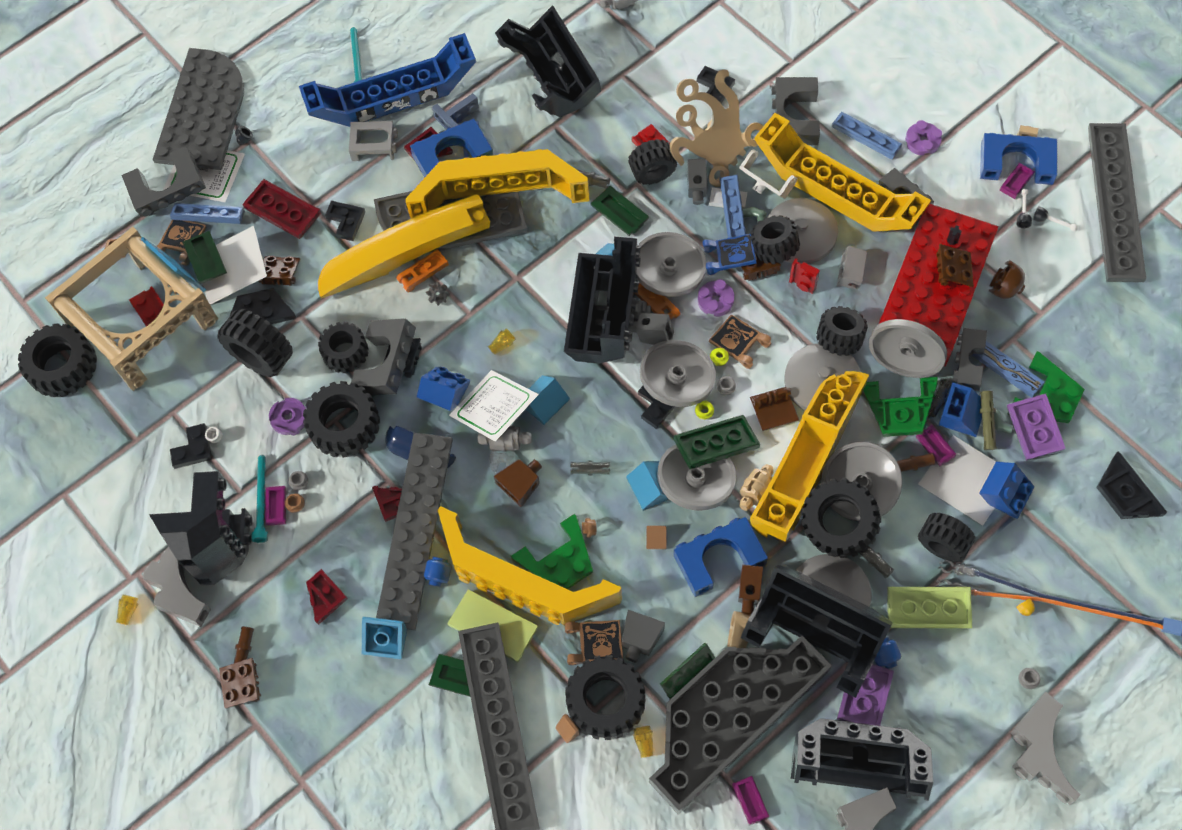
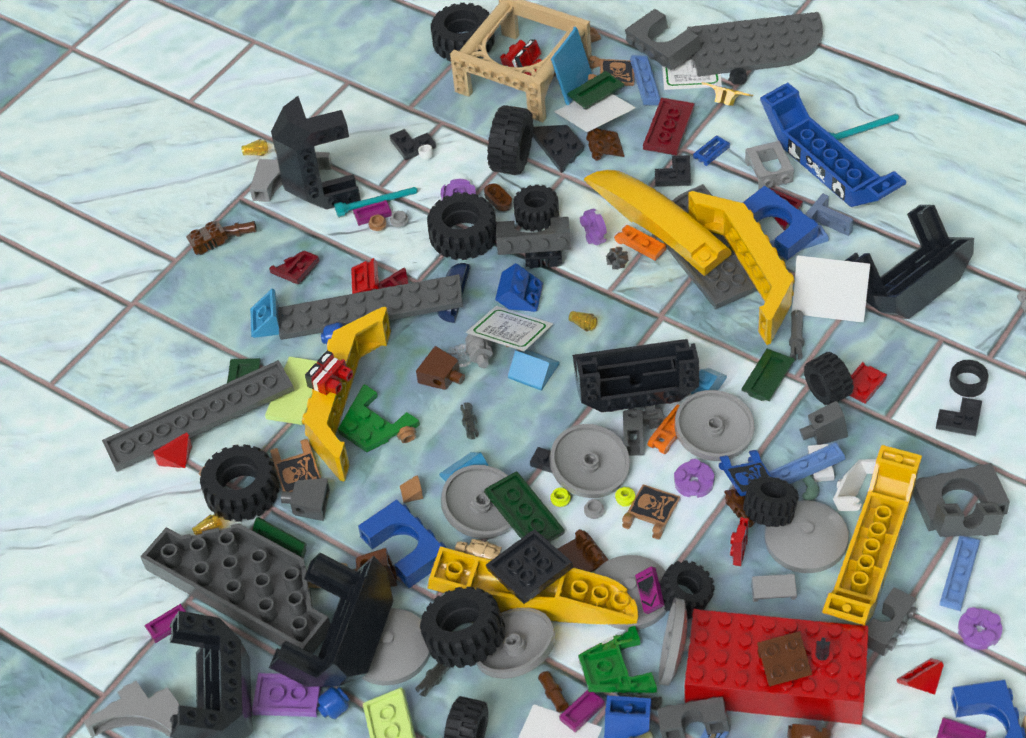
camera: 75 degrees right, 15 degrees down
(120, 313) = (521, 54): none -> red hips
(267, 150) = (726, 95): none -> yellow piece
(309, 379) = (498, 197): none -> reddish brown plate
(333, 193) = (714, 151): none -> blue tile
(371, 528) = (365, 276): none -> red plate
(394, 301) = (594, 227): none -> medium lavender plate
(516, 577) = (327, 373): none -> red hips
(540, 761) = (174, 453): none -> red slope
(556, 125) = (830, 288): none -> white sticker
(675, 57) = (965, 389): none -> black tyre
(722, 137) = (873, 422): tan hips -> none
(798, 443) = (529, 566): none -> black plate
(829, 110) = (983, 521): none -> dark grey arch
(838, 357) = (649, 590): none -> magenta tile
(958, 188) = (923, 677): none -> red slope

